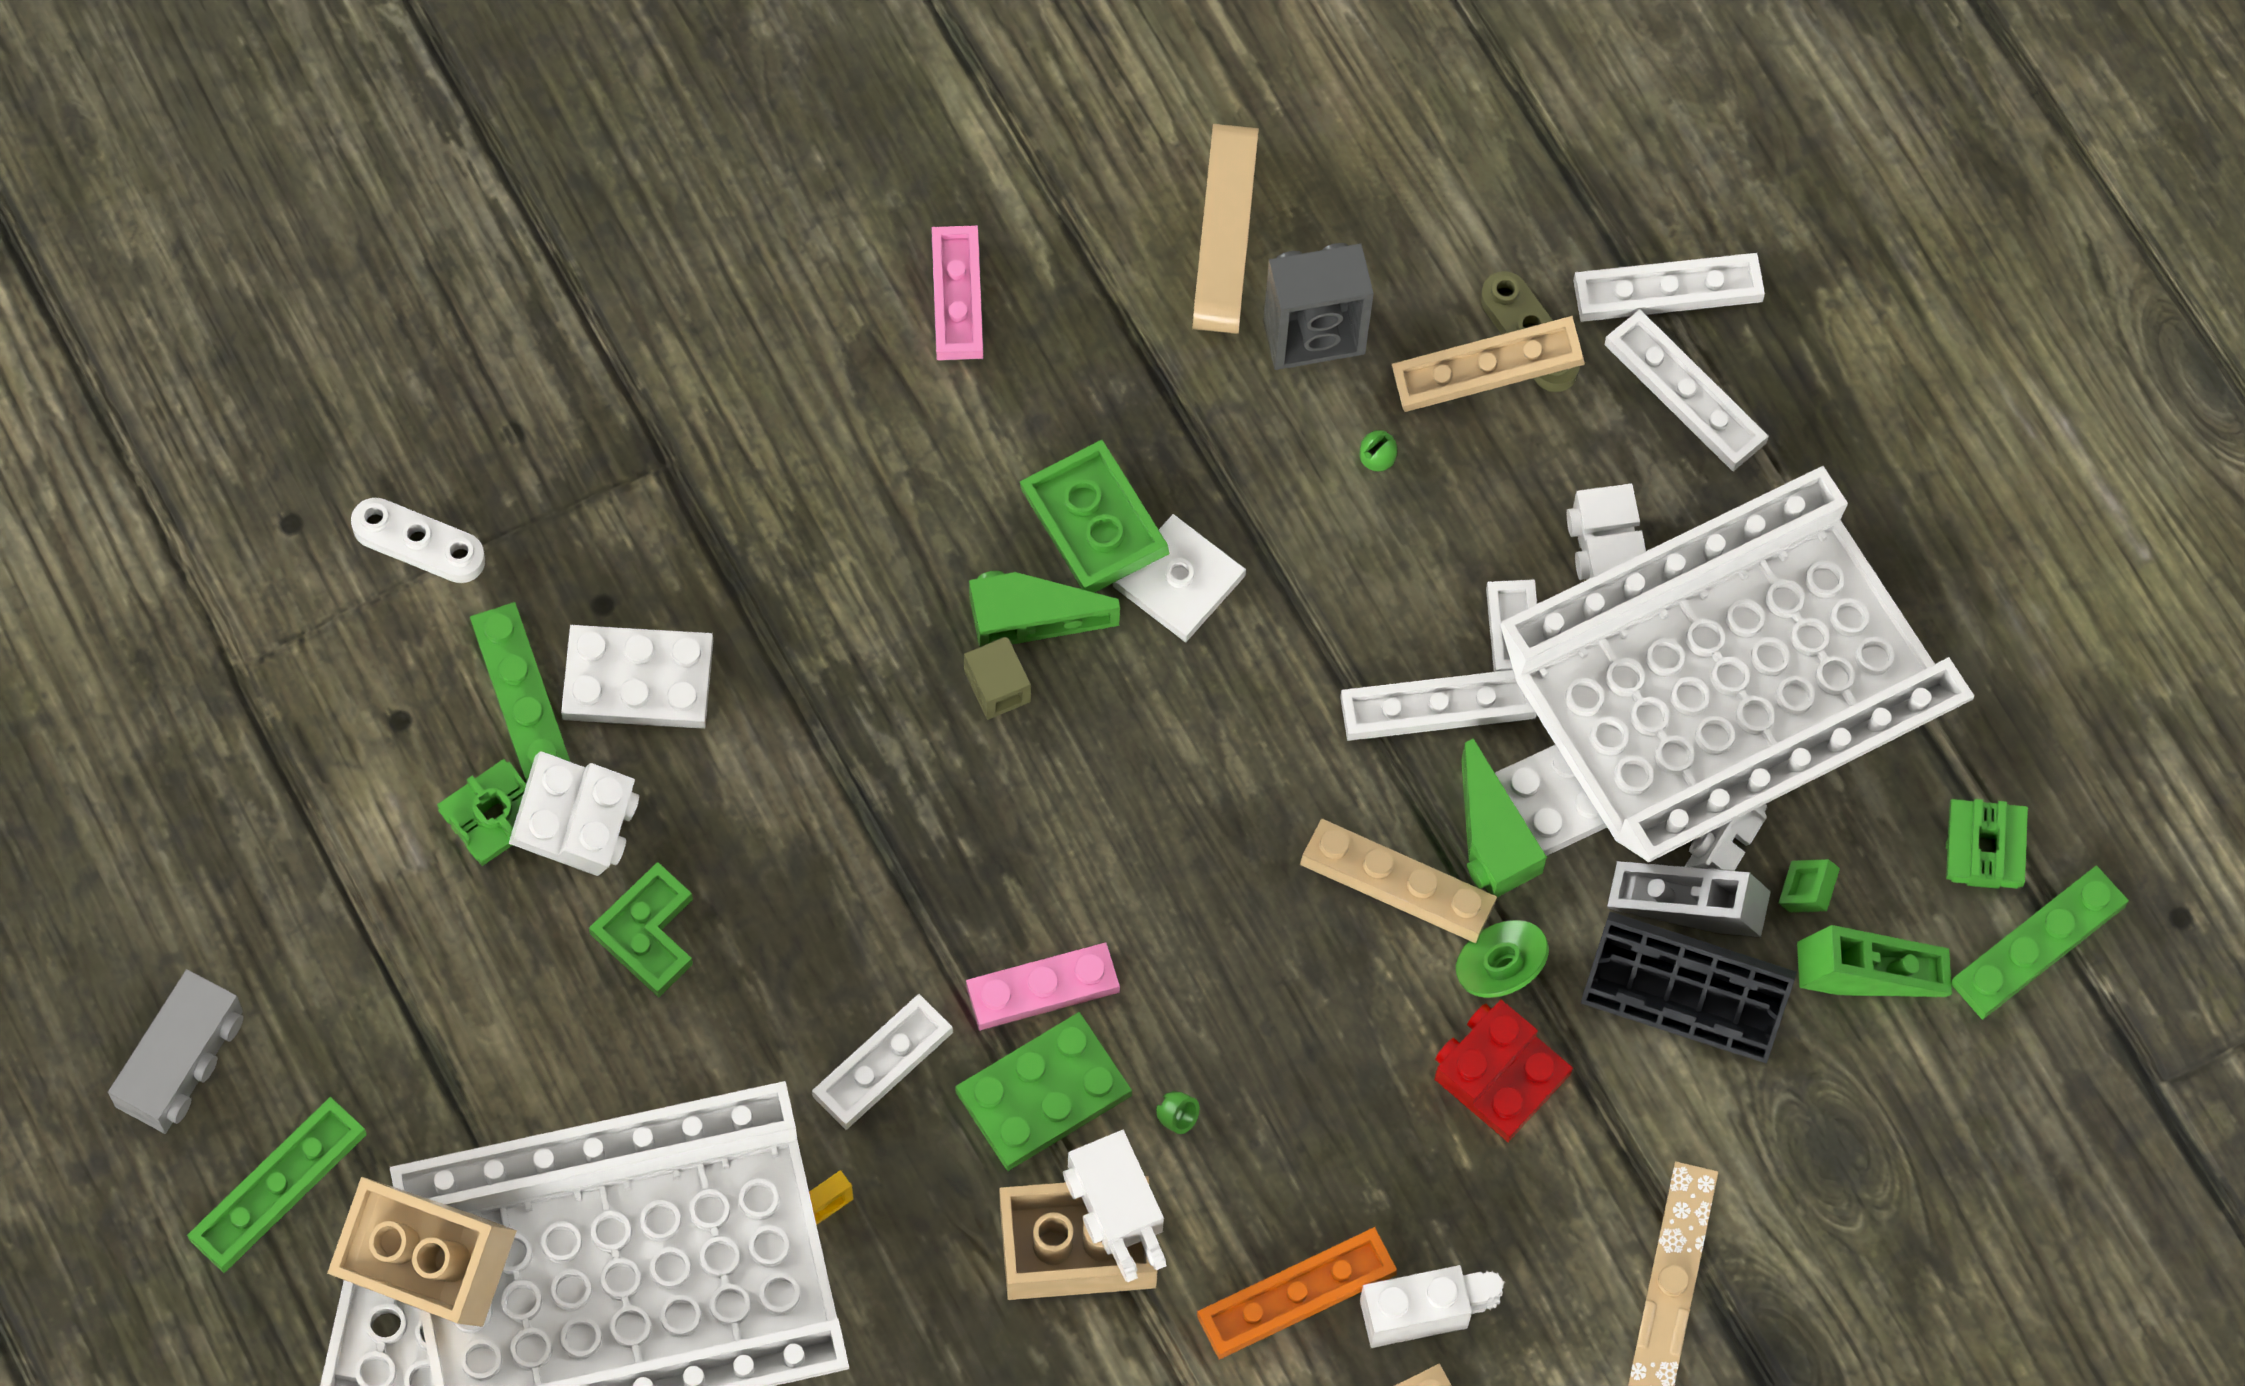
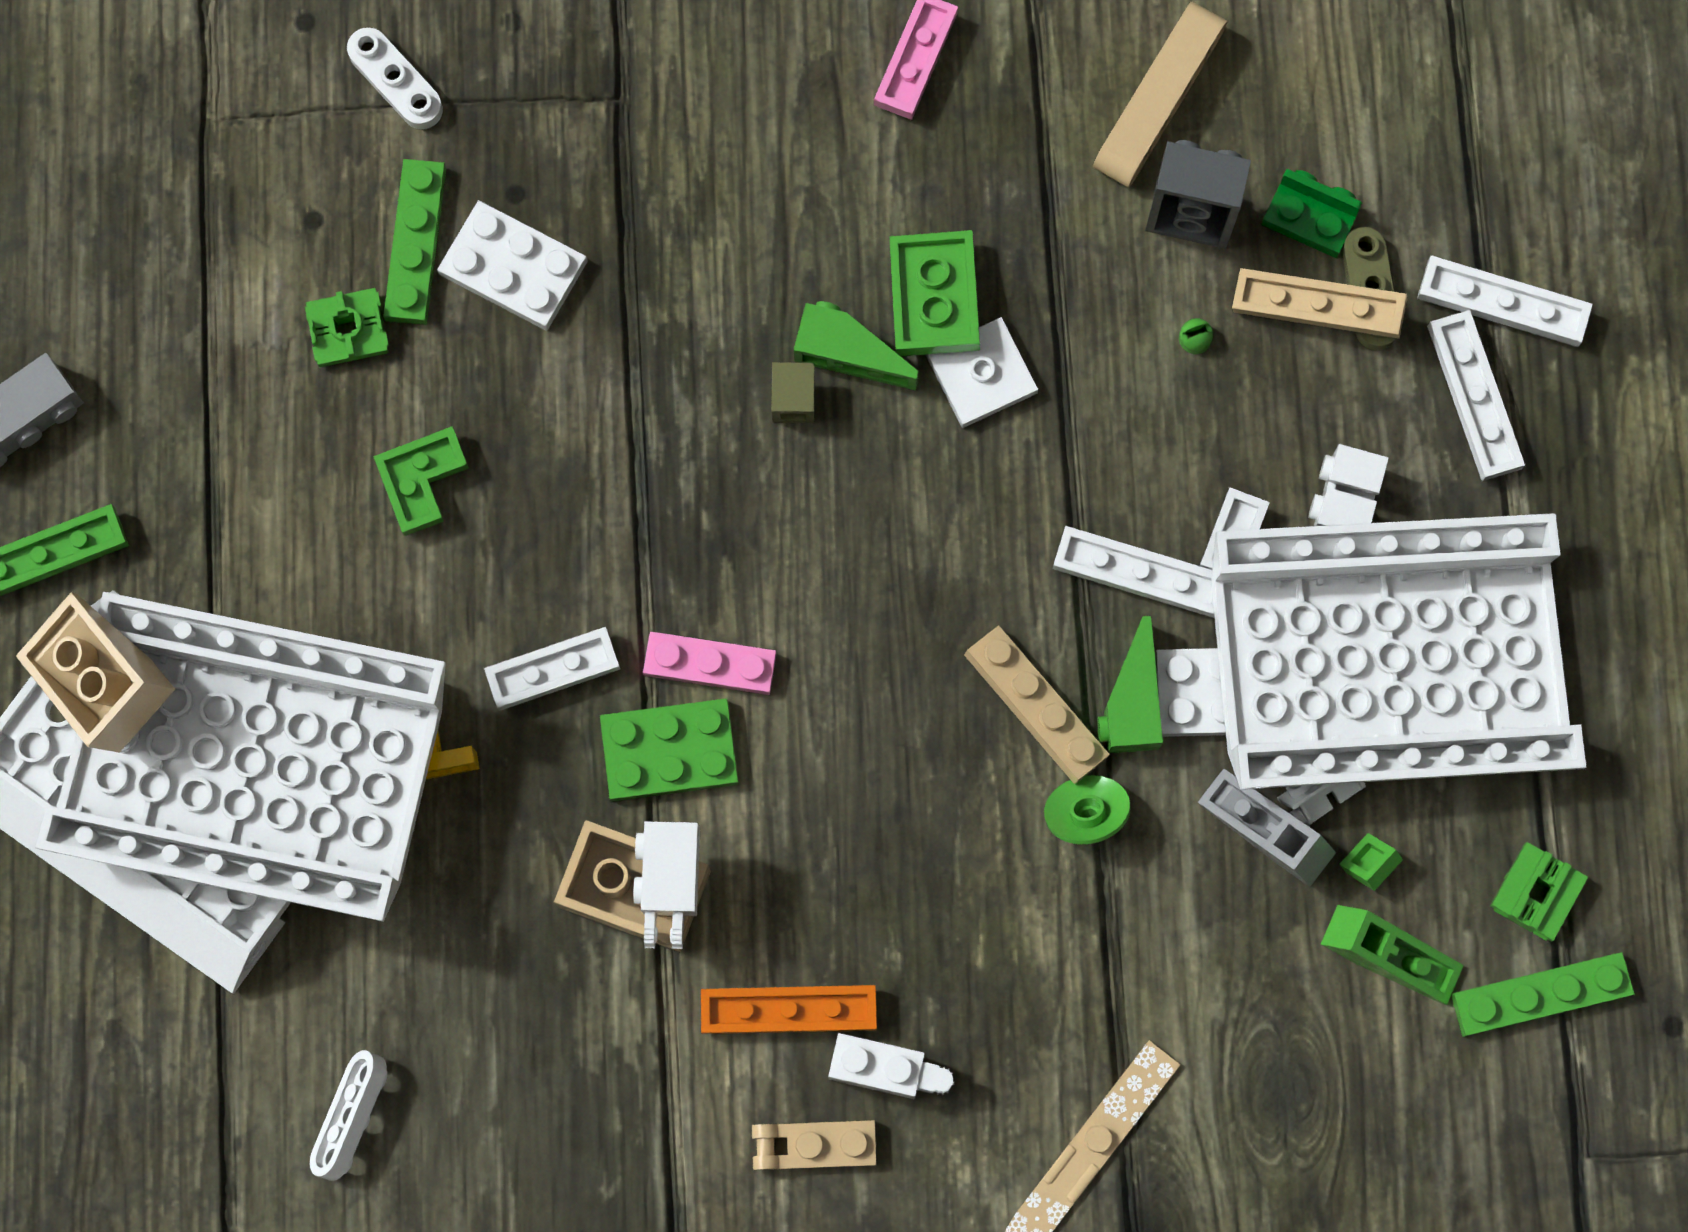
camera: 30 degrees right, 10 degrees up
(574, 813) = (405, 357): white plate -> none
(1187, 1115) = (769, 824): bright green hinge -> none
(1435, 280) = (1312, 212): none -> green bracket
(1501, 1069) = (1043, 900): red plate -> none
(1688, 987) = (1227, 904): black piece -> none

